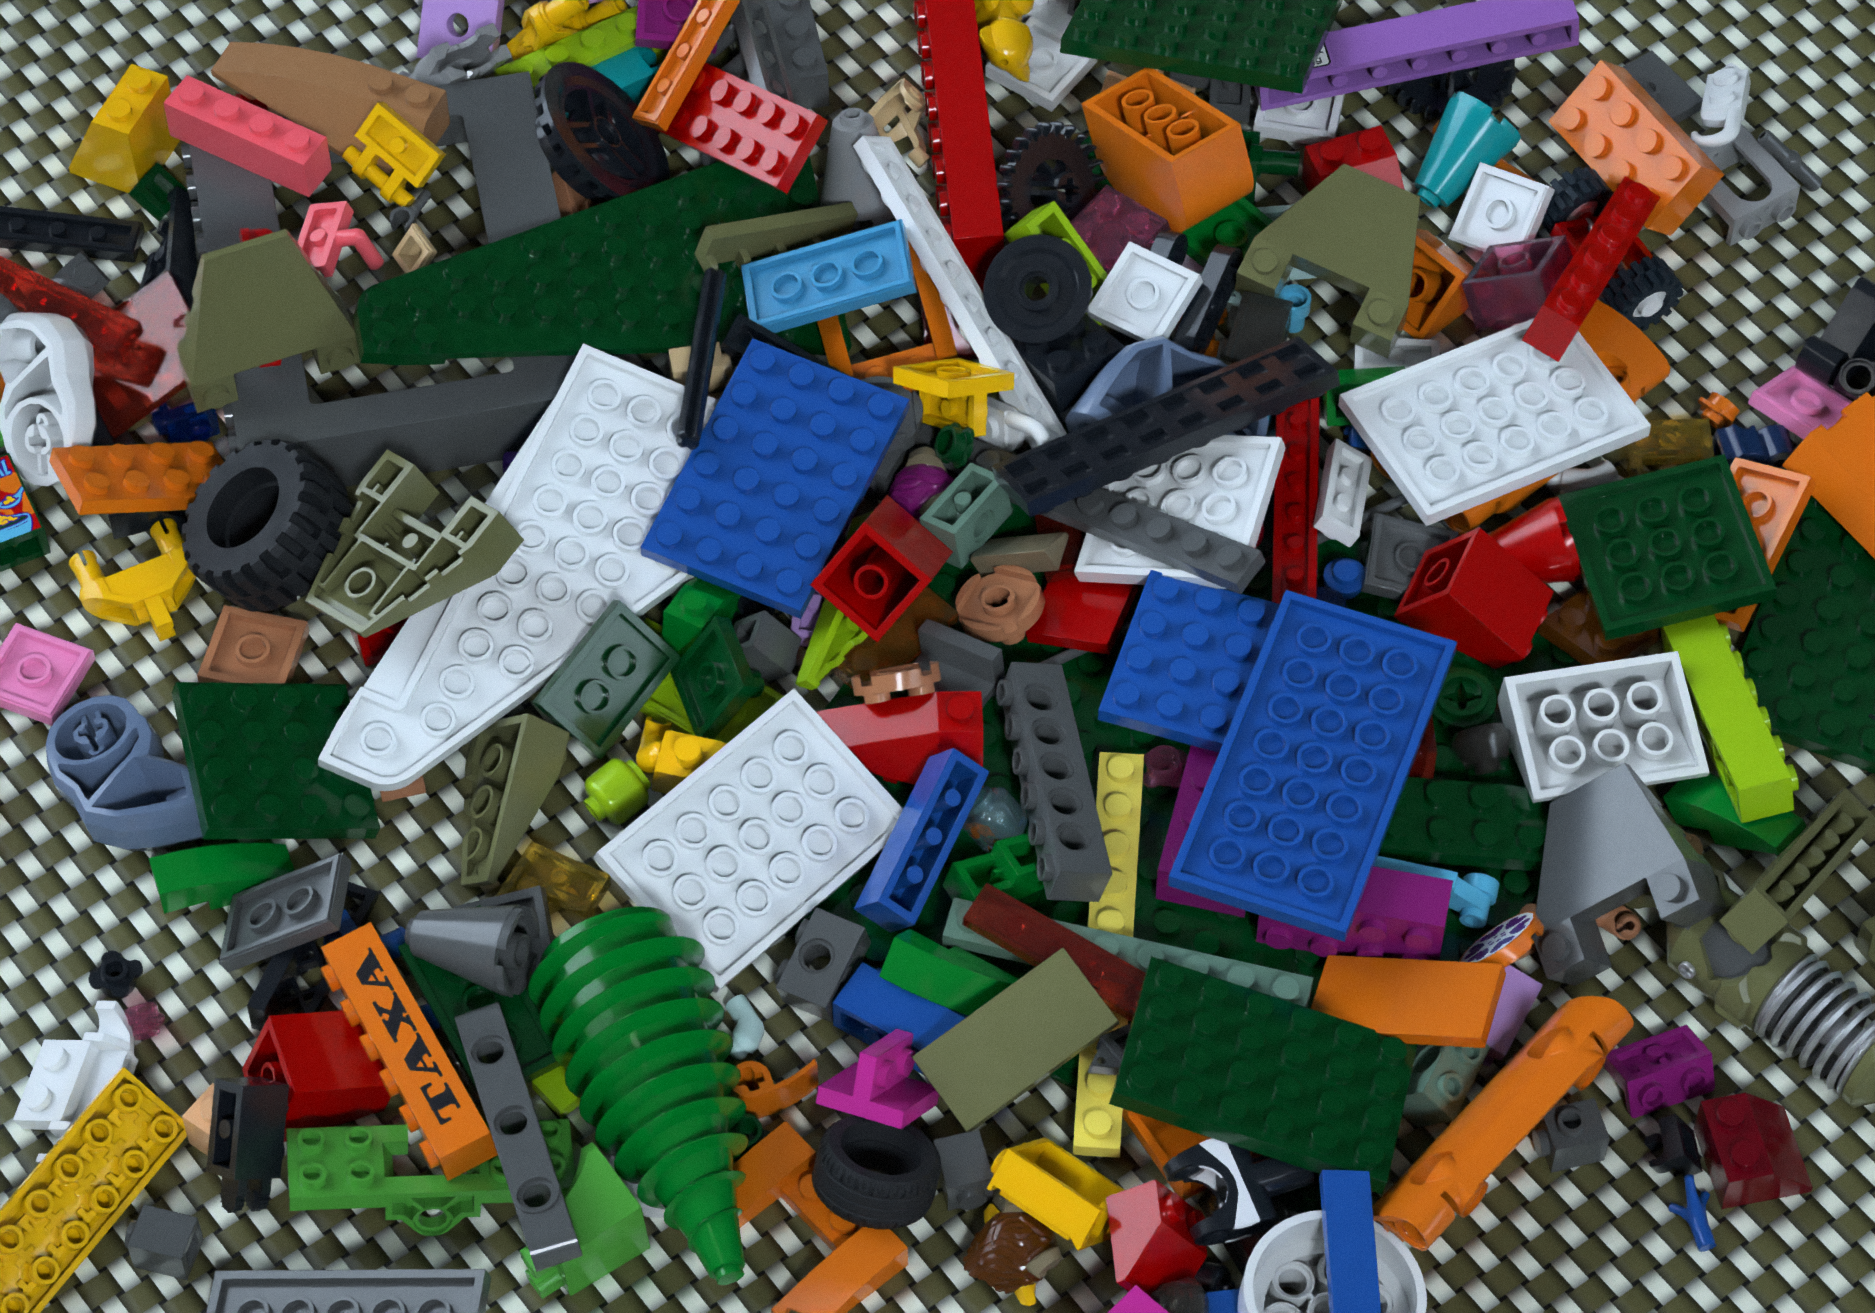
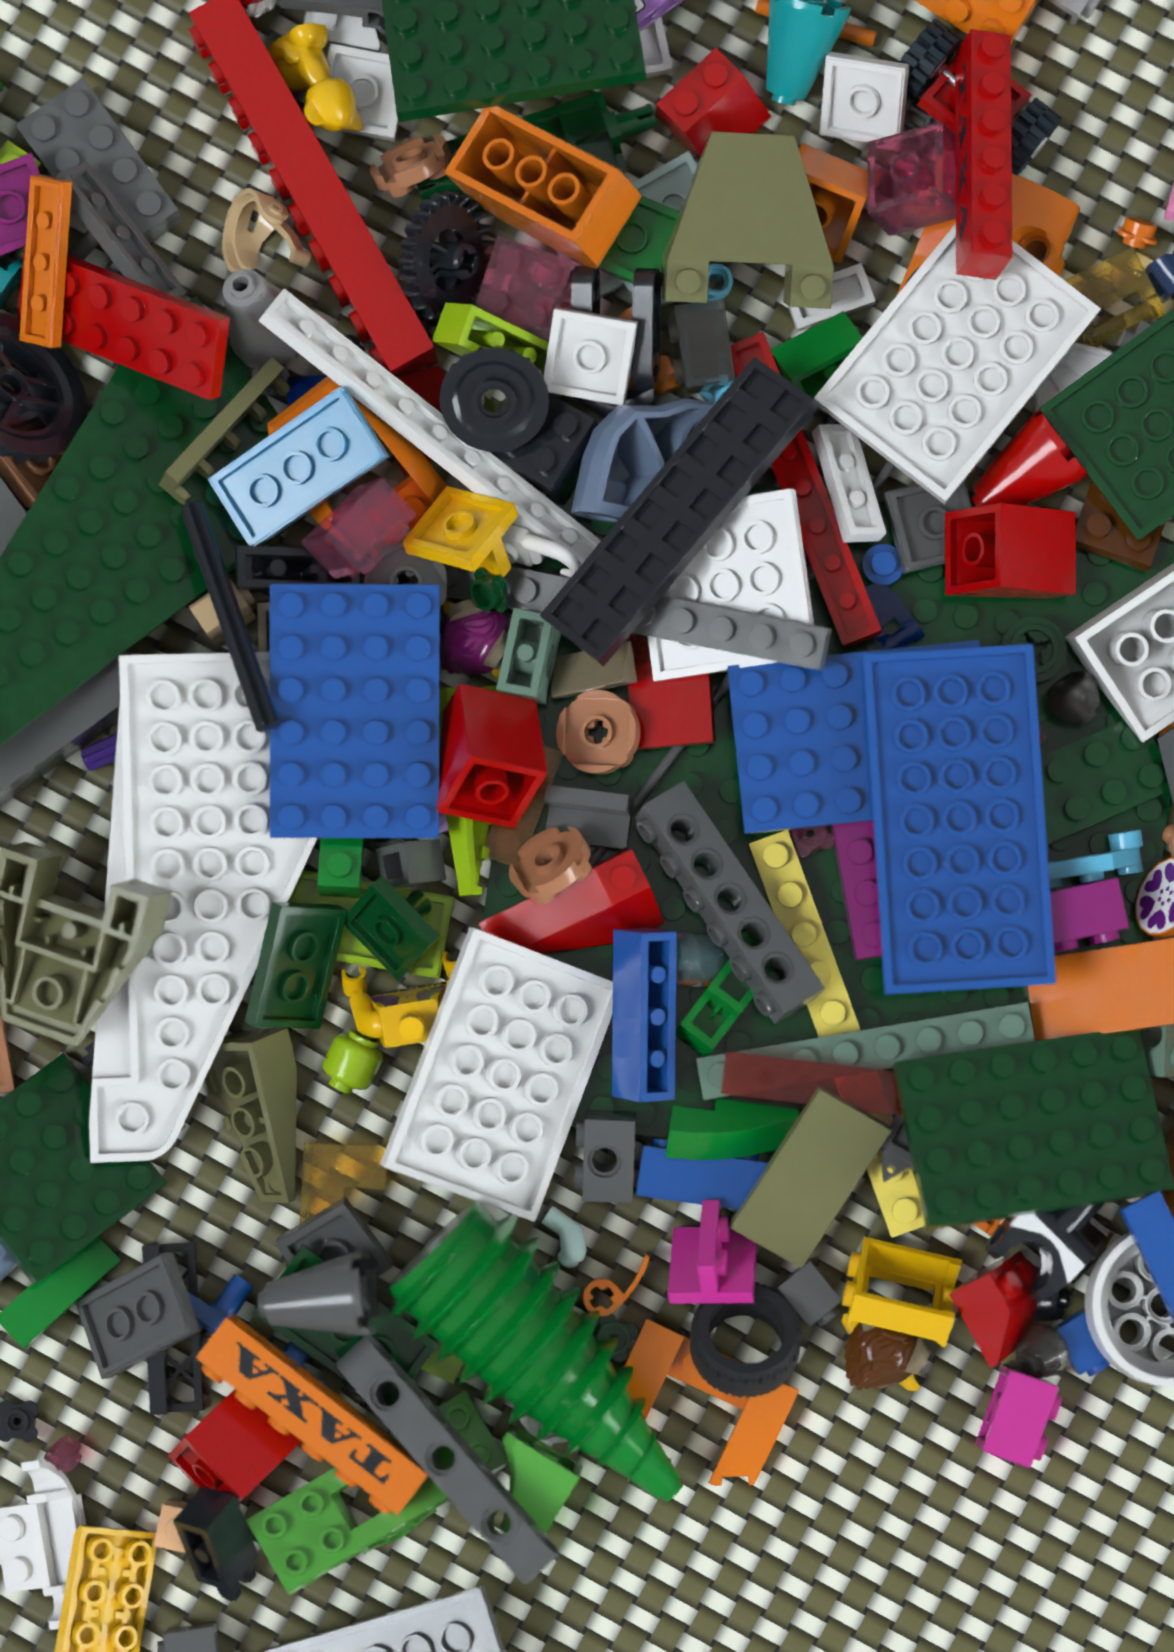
camera: 20 degrees left, 30 degrees up
(860, 333) = (359, 529): none -> clear pink brick
(1064, 112) = (410, 164): none -> nougat plate

